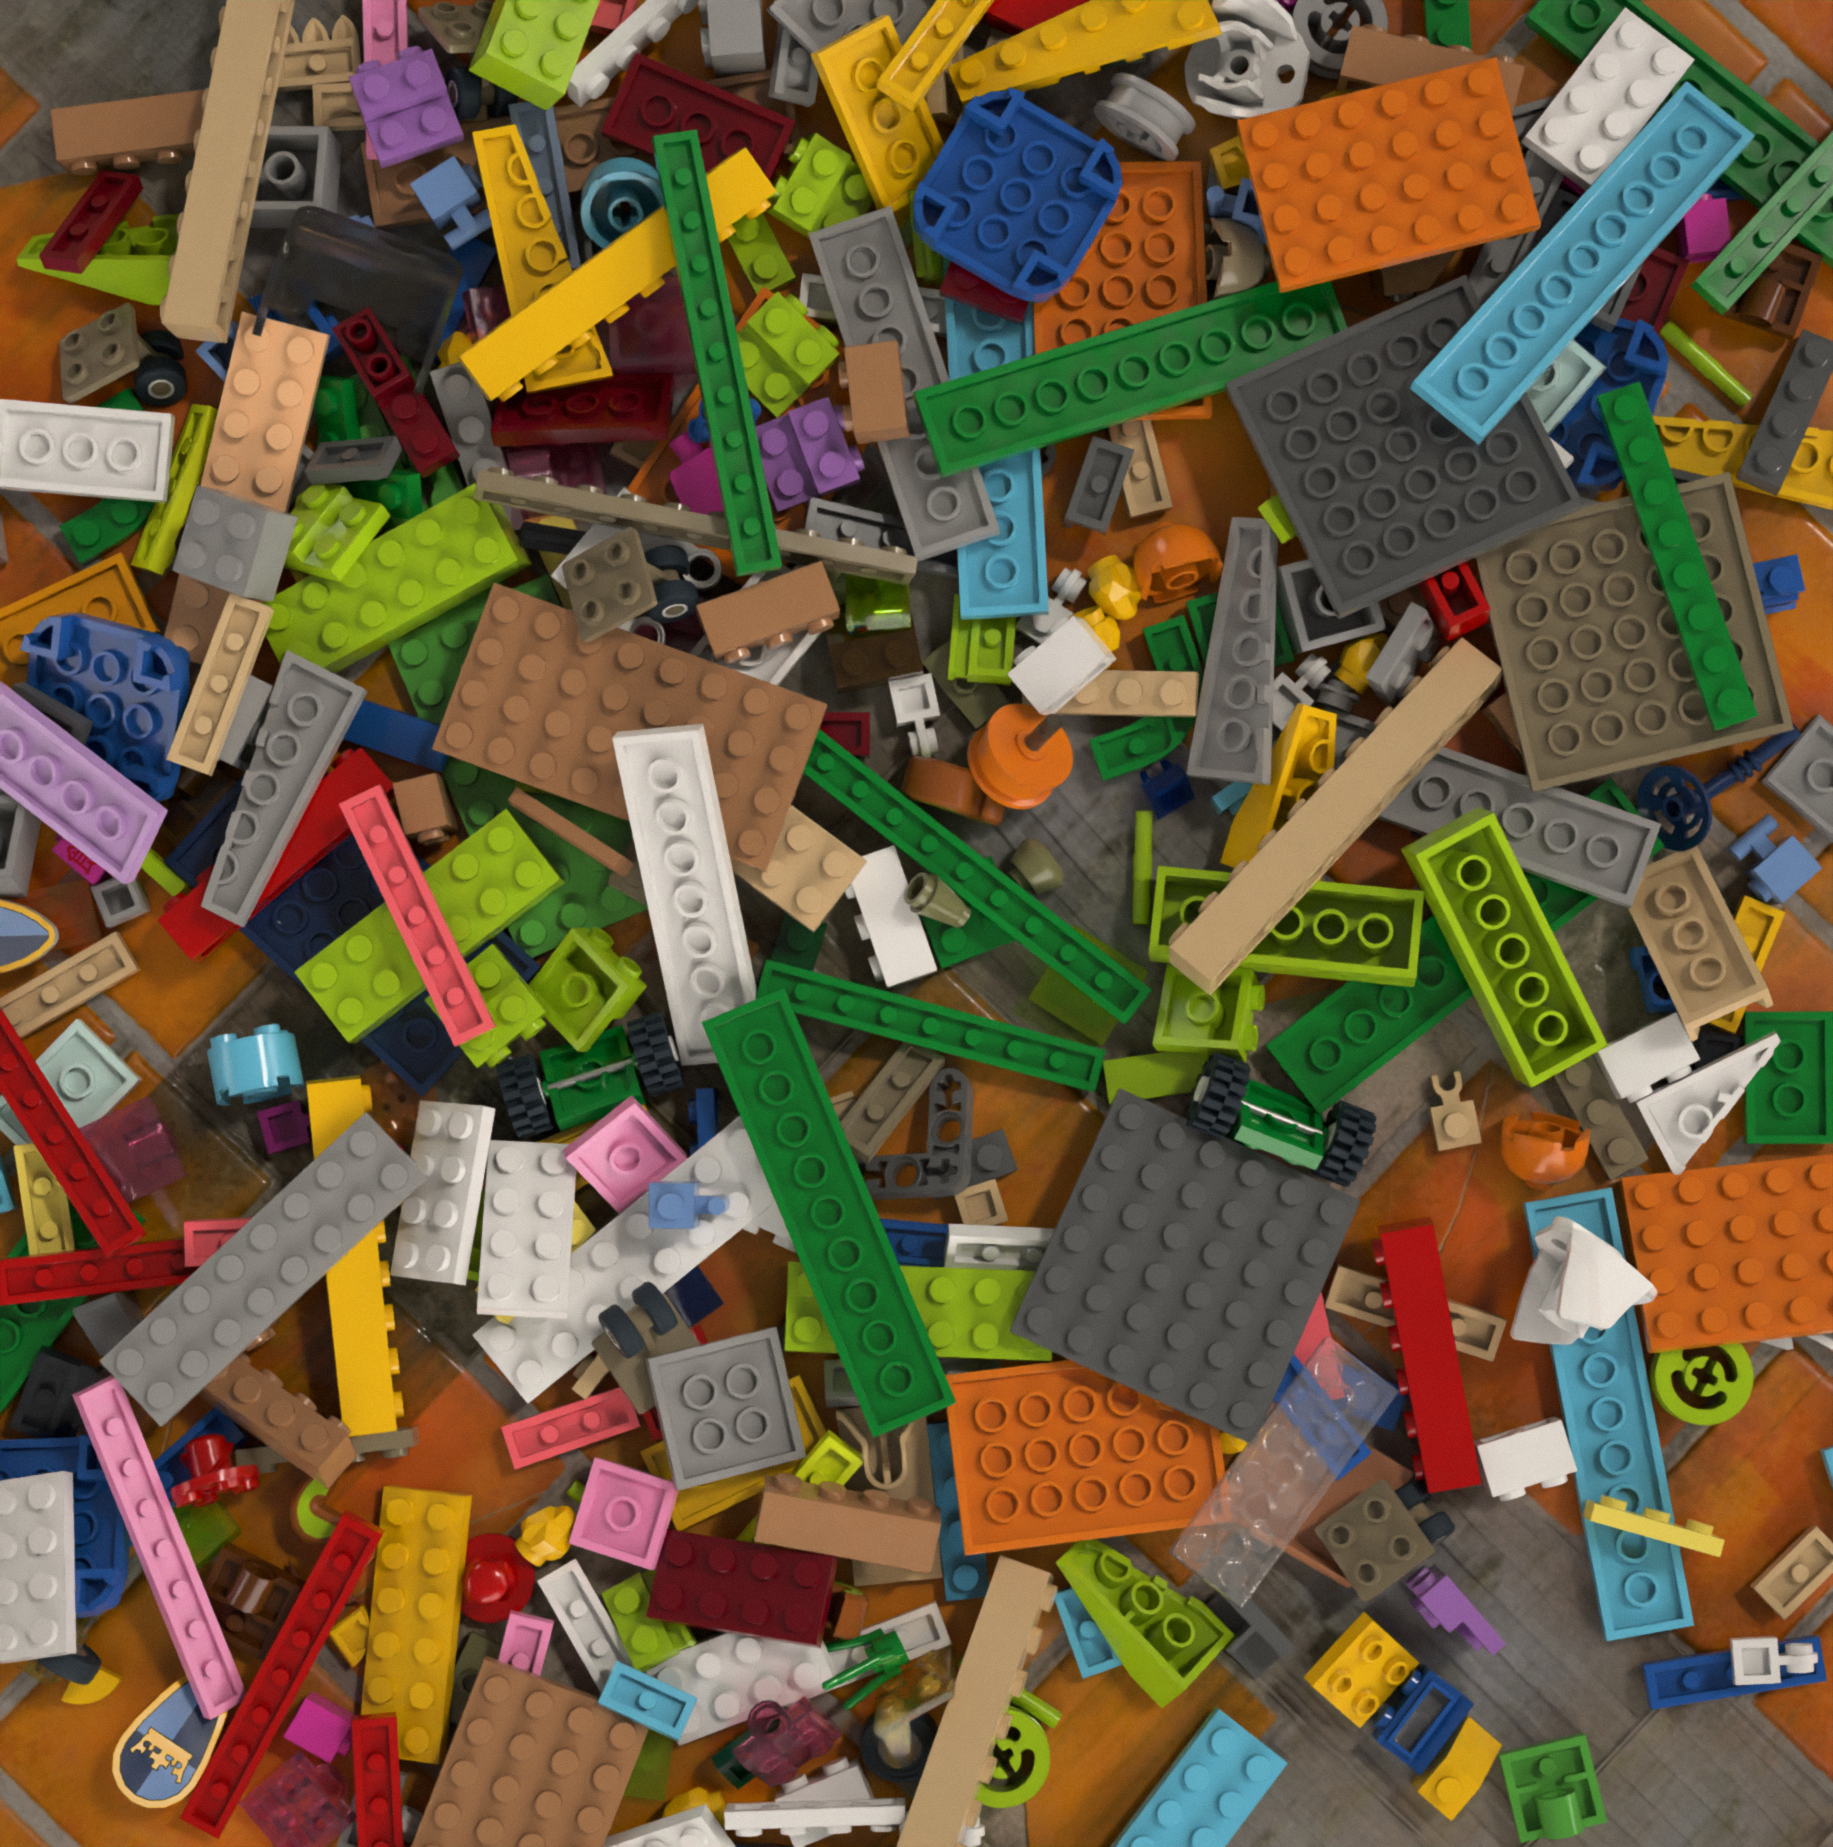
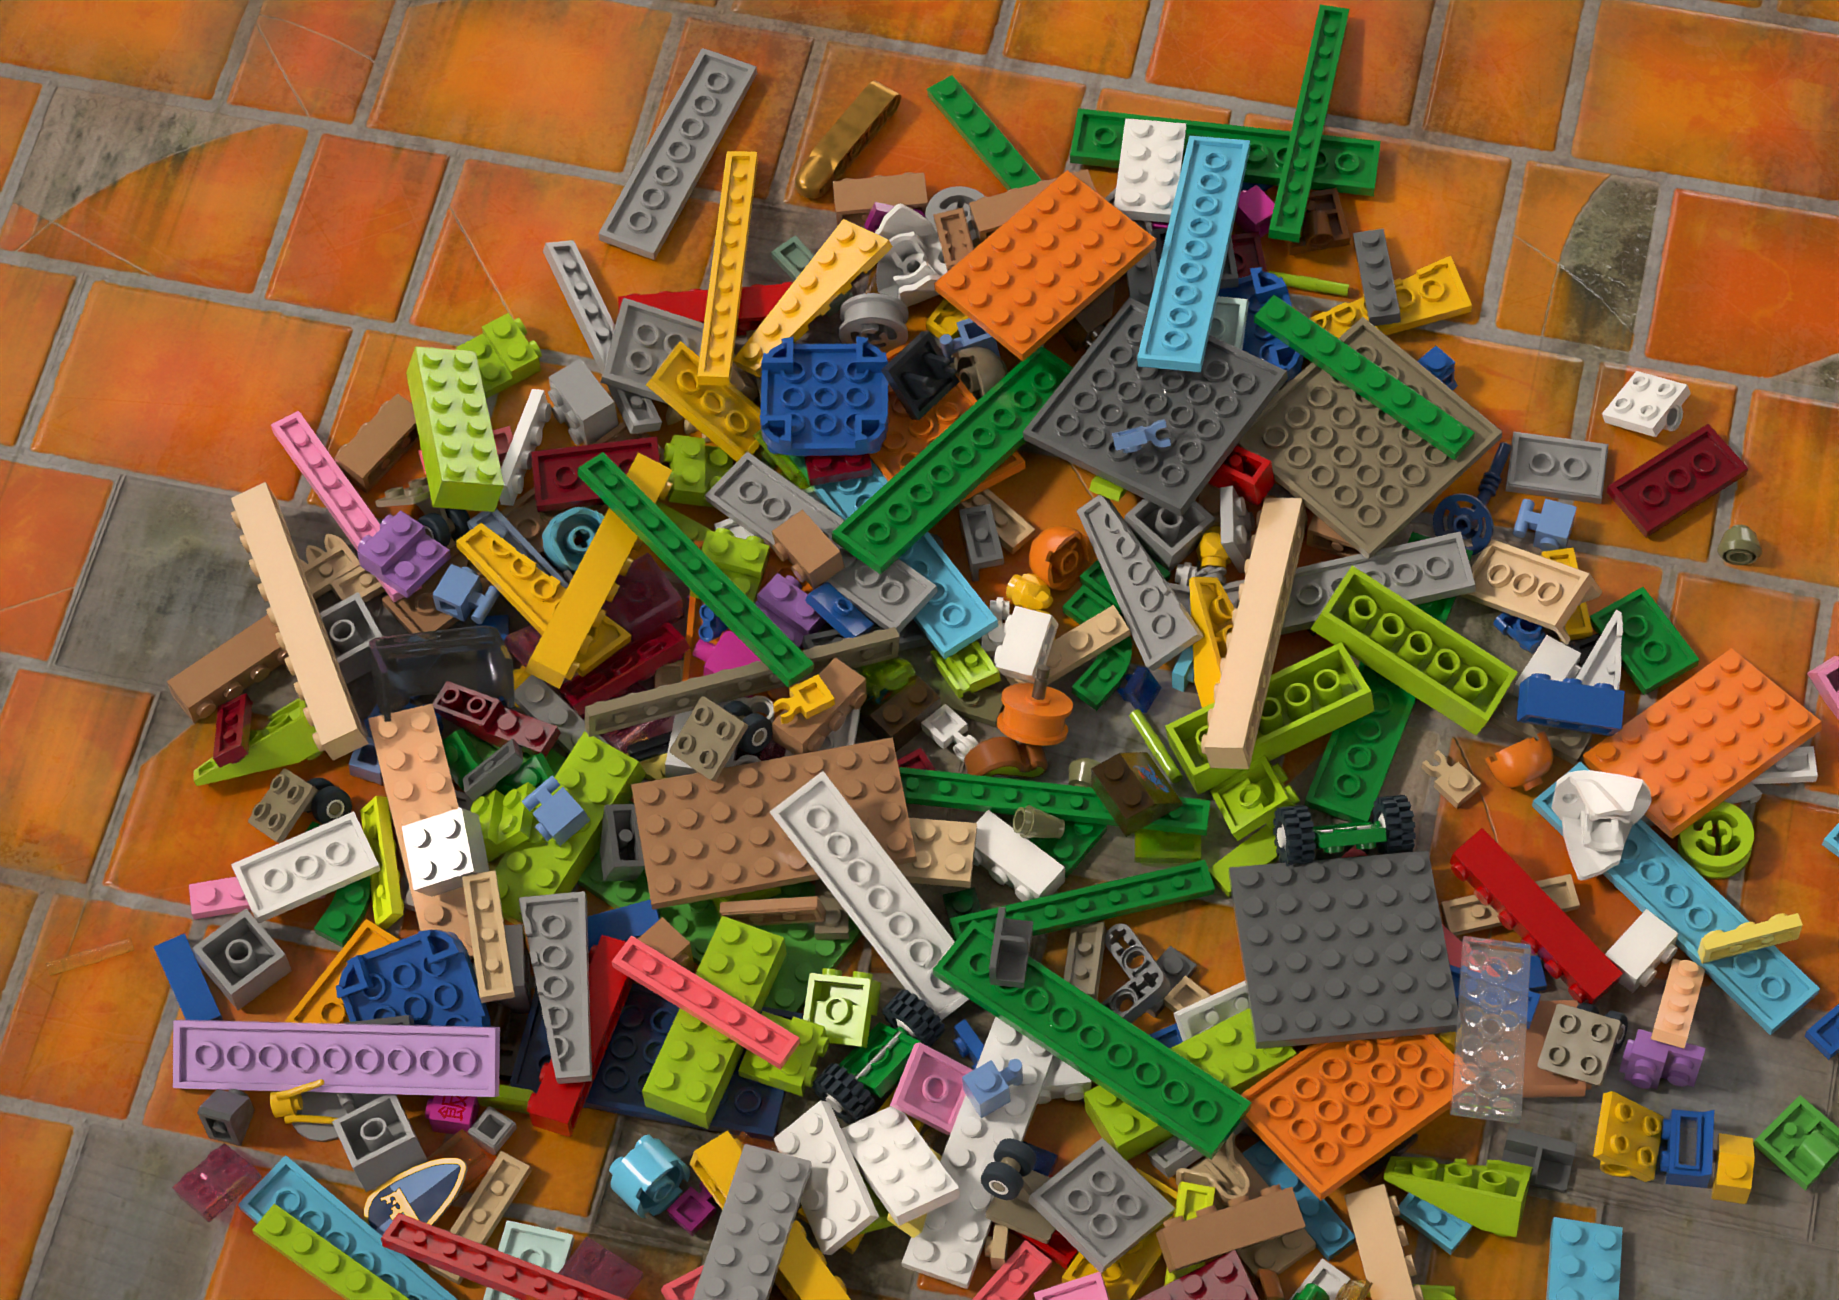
camera: 30 degrees left, 25 degrees down
(386, 577) = (558, 815): none -> medium blue brick
(445, 643) = (620, 844): none -> dark grey slope
(754, 604) = (806, 698): none -> yellow plate
(798, 1058) = (1010, 951): none -> dark grey panel
(868, 493) = (838, 611): none -> blue plate
(1071, 932) = (1133, 790): none -> dark brown slope
(1151, 231) = (920, 375): none -> black plate
(1307, 62) = (953, 236): none -> medium nougat plate
(1346, 485) = (1131, 439): none -> medium blue plate
(1518, 1559) = (1678, 1003): none -> light nougat plate
(1642, 1122) = (1570, 705): none -> blue brick

